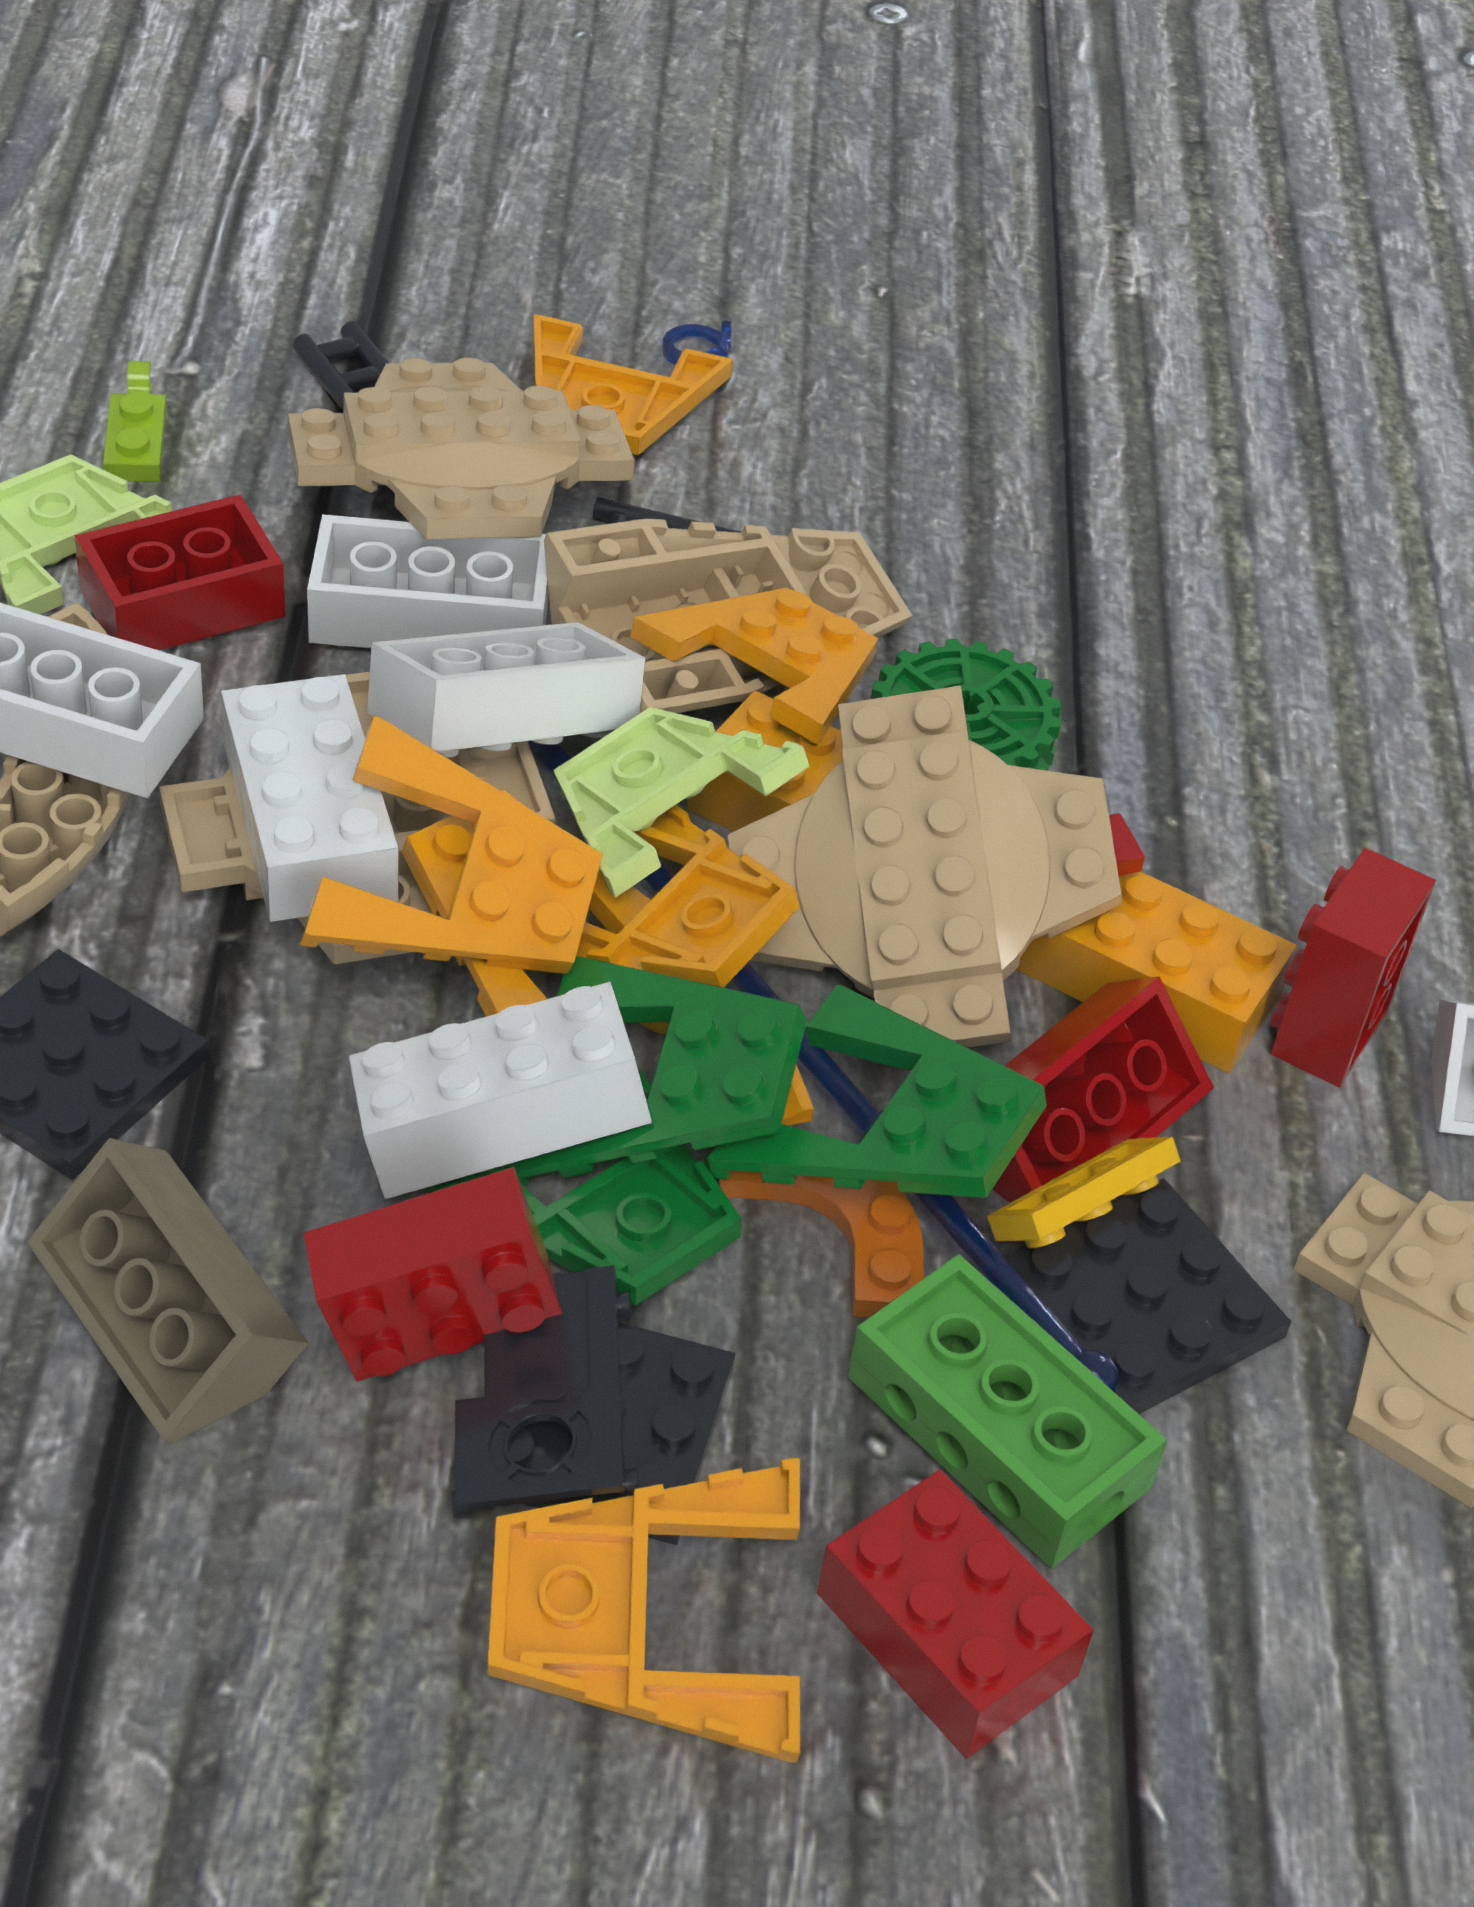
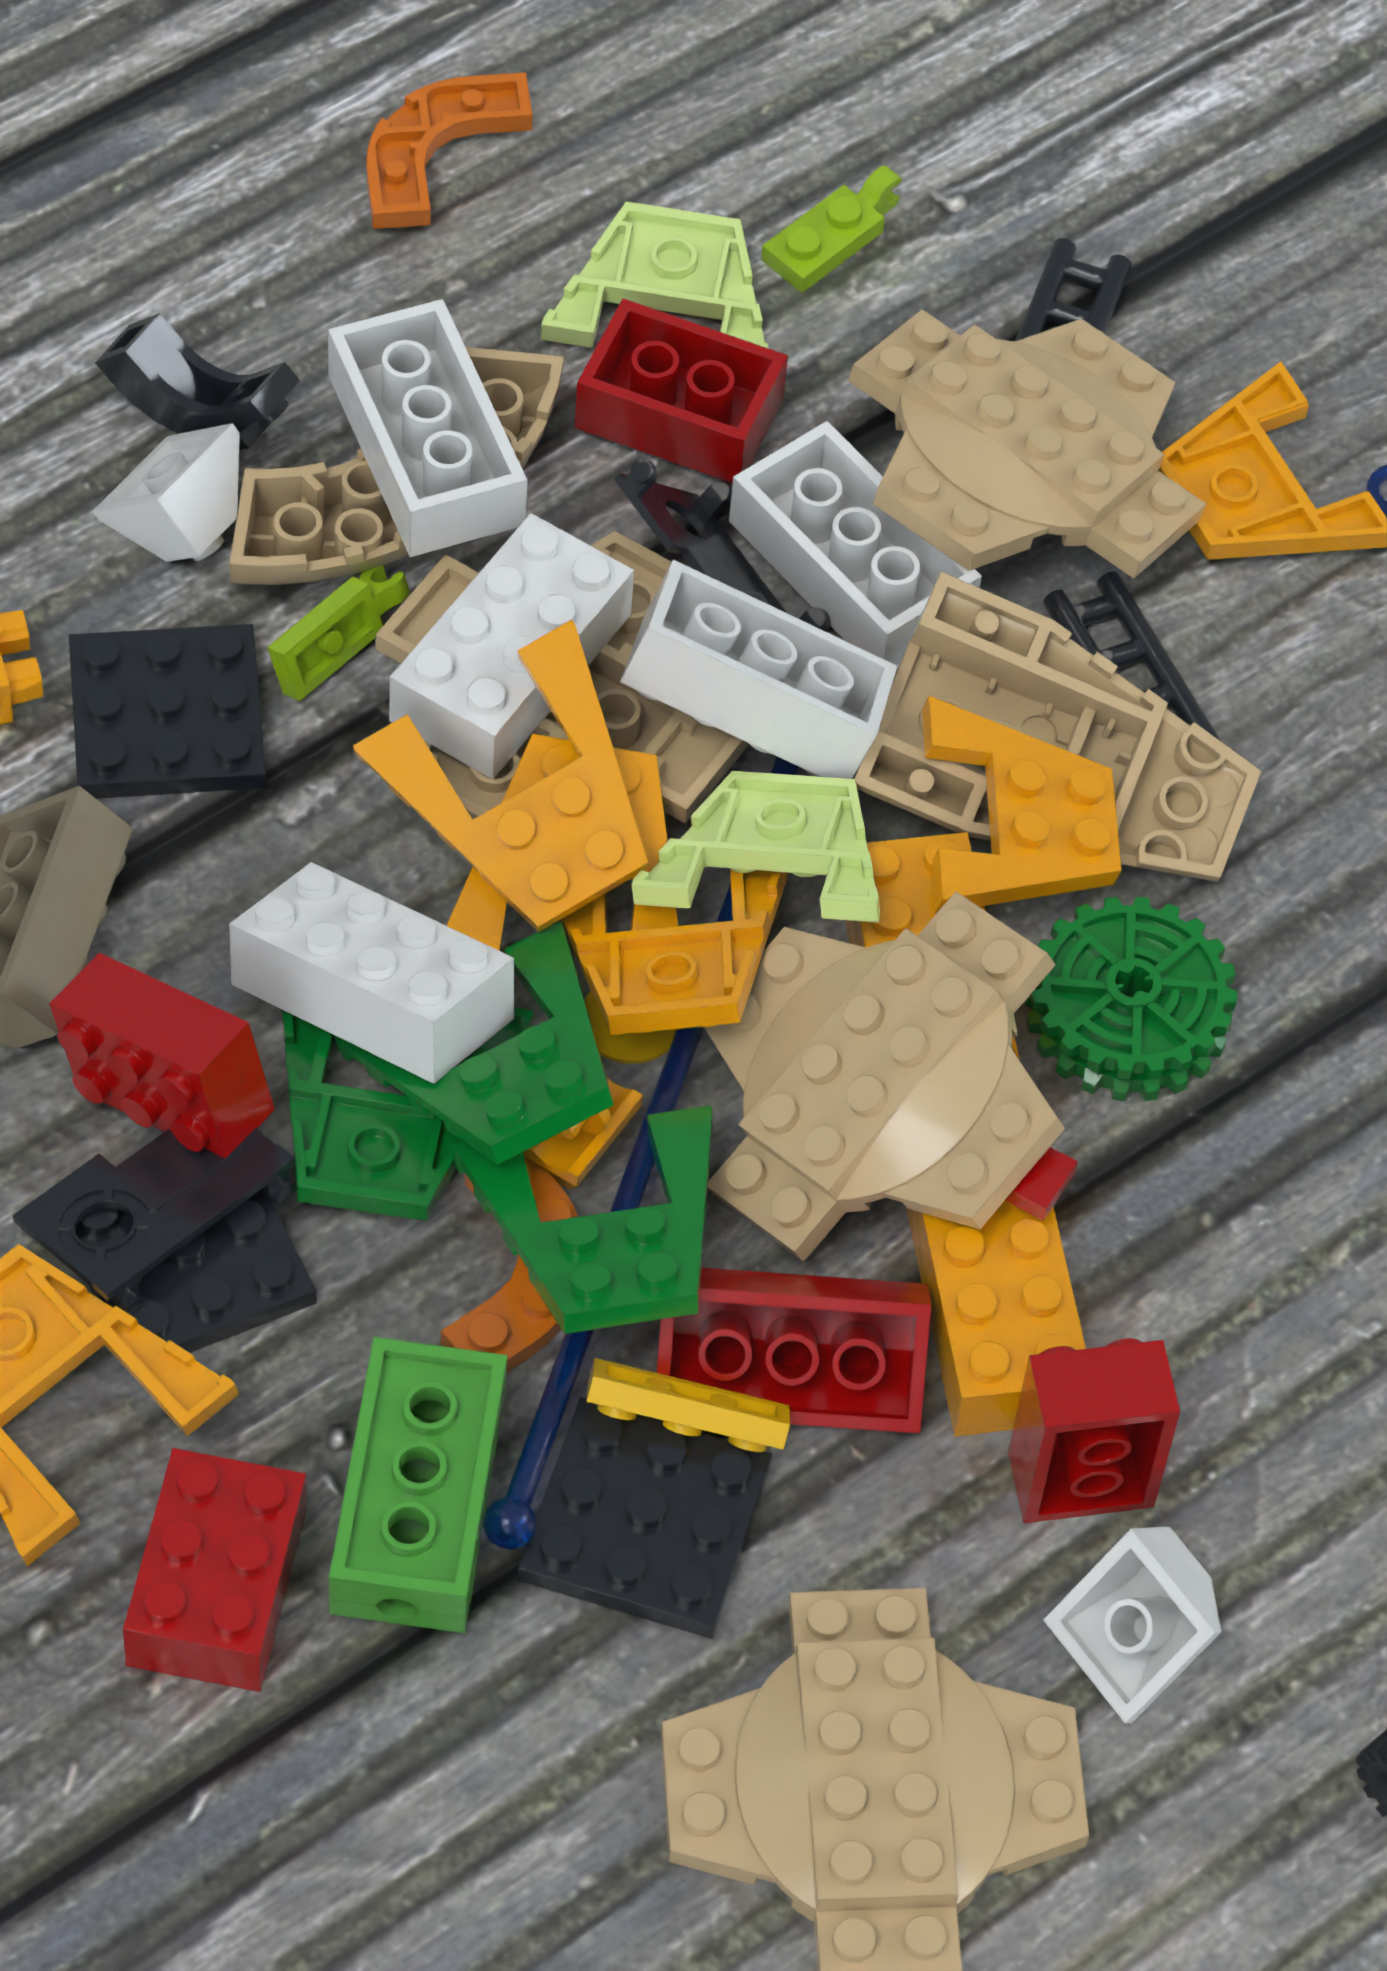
camera: 50 degrees right, 10 degrees up
(131, 907) = (334, 631): none -> lime plate
(282, 637) = (713, 552): none -> black piece

